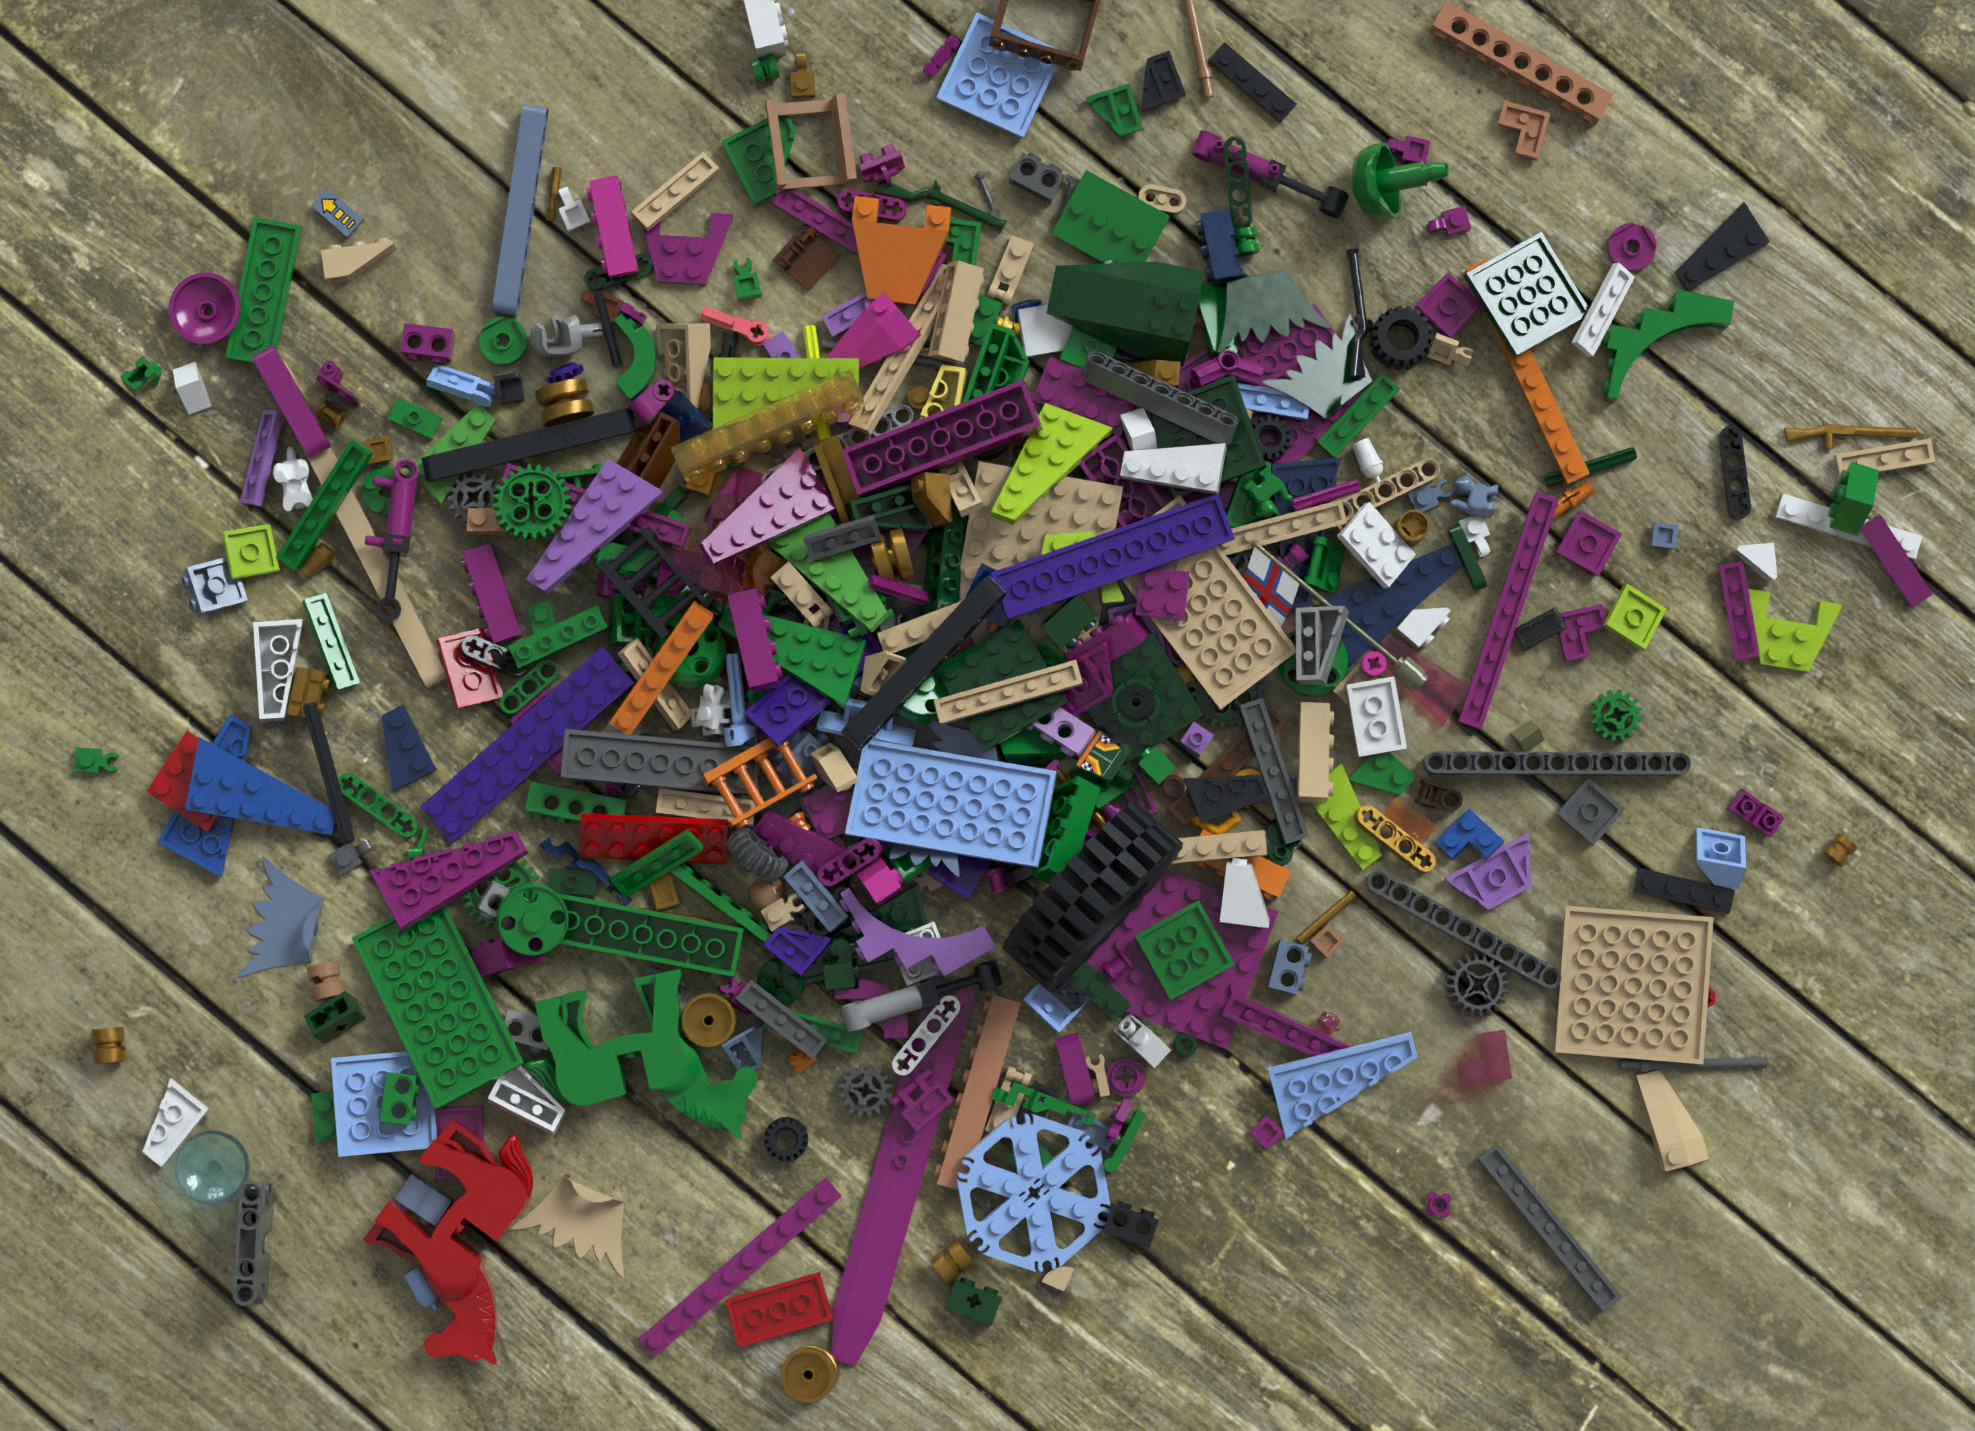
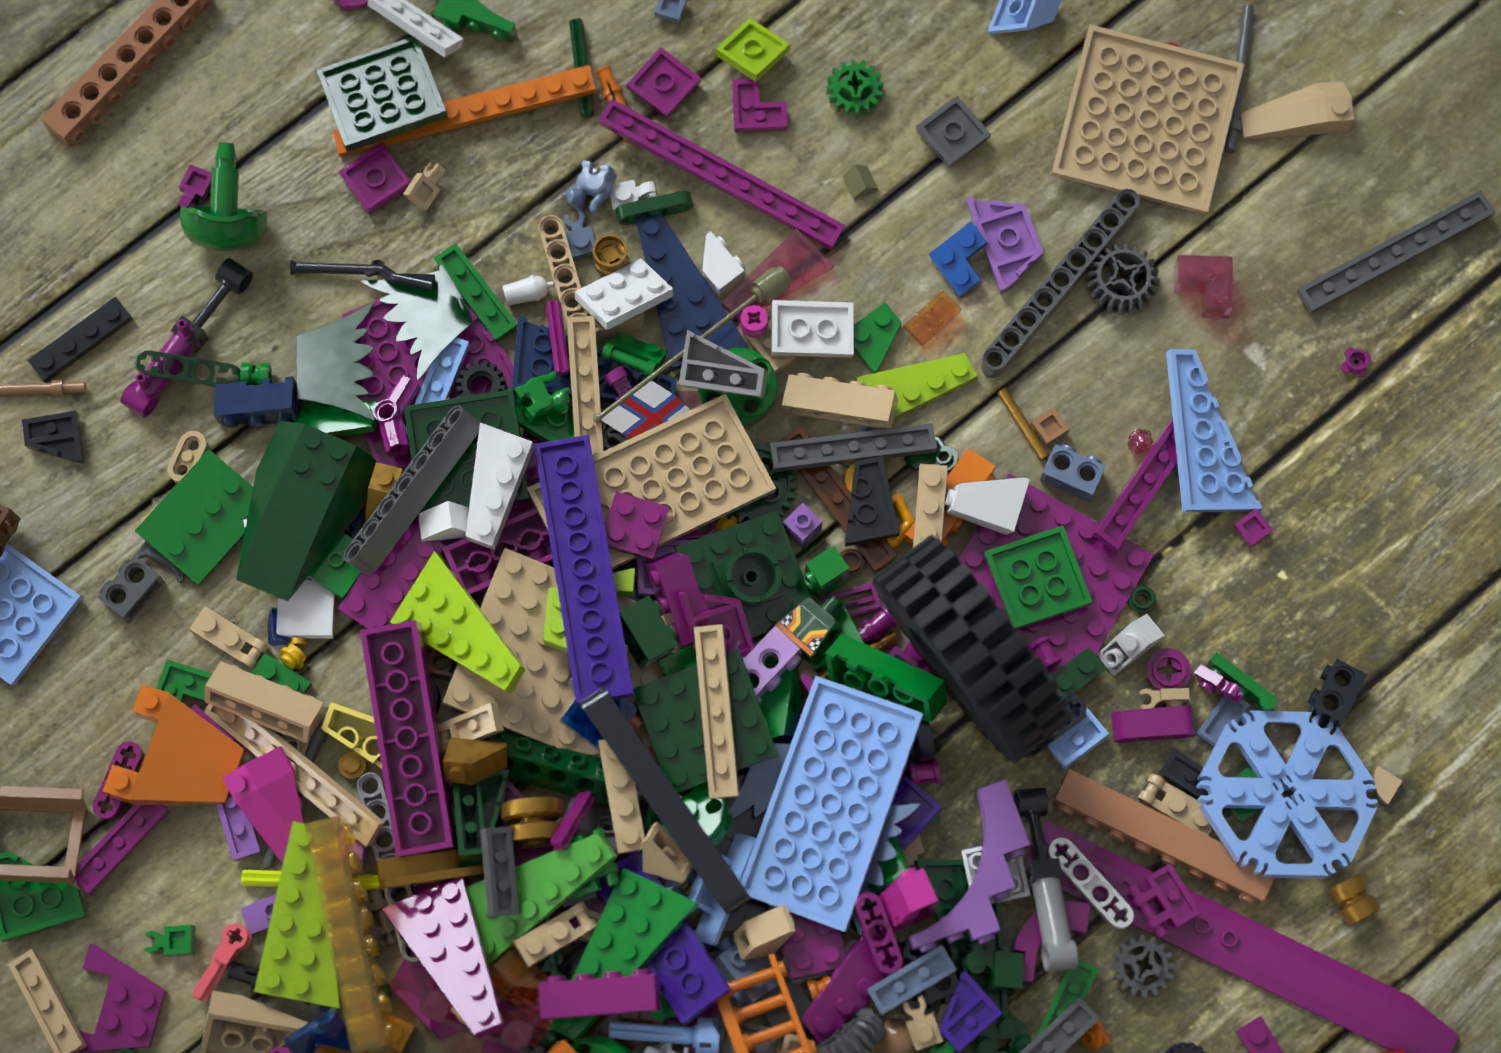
camera: 75 degrees left, 10 degrees down
(706, 396) = (298, 1010): clear orange plate -> none
(806, 257) = (160, 866): reddish brown hinge -> none
(882, 167) = (77, 760): magenta hips -> none
(937, 198) = (106, 754): dark green piece -> none
(980, 177) = (159, 644): dark grey hinge -> none
(981, 1312) = (1415, 875): dark green brick -> none
(998, 363) = (335, 664): green wedge -> none
(1032, 1103) = (1185, 775): green piece -> none
(1118, 109) = (74, 487): green wing -> none
(1392, 843) = (952, 337): pearl gold beam -> none
(1407, 318) = (393, 212): black tyre -> none
(1436, 796) = (909, 286): dark brown piece -> none
(1452, 221) = (284, 159): magenta plate -> none
(1530, 124) = (196, 61): nougat plate -> none
(1540, 629) = (747, 146): pearl dark grey plate -> none
(1568, 763) = (895, 168): dark grey beam -> none
(1683, 890) = (1053, 55): black plate -> none

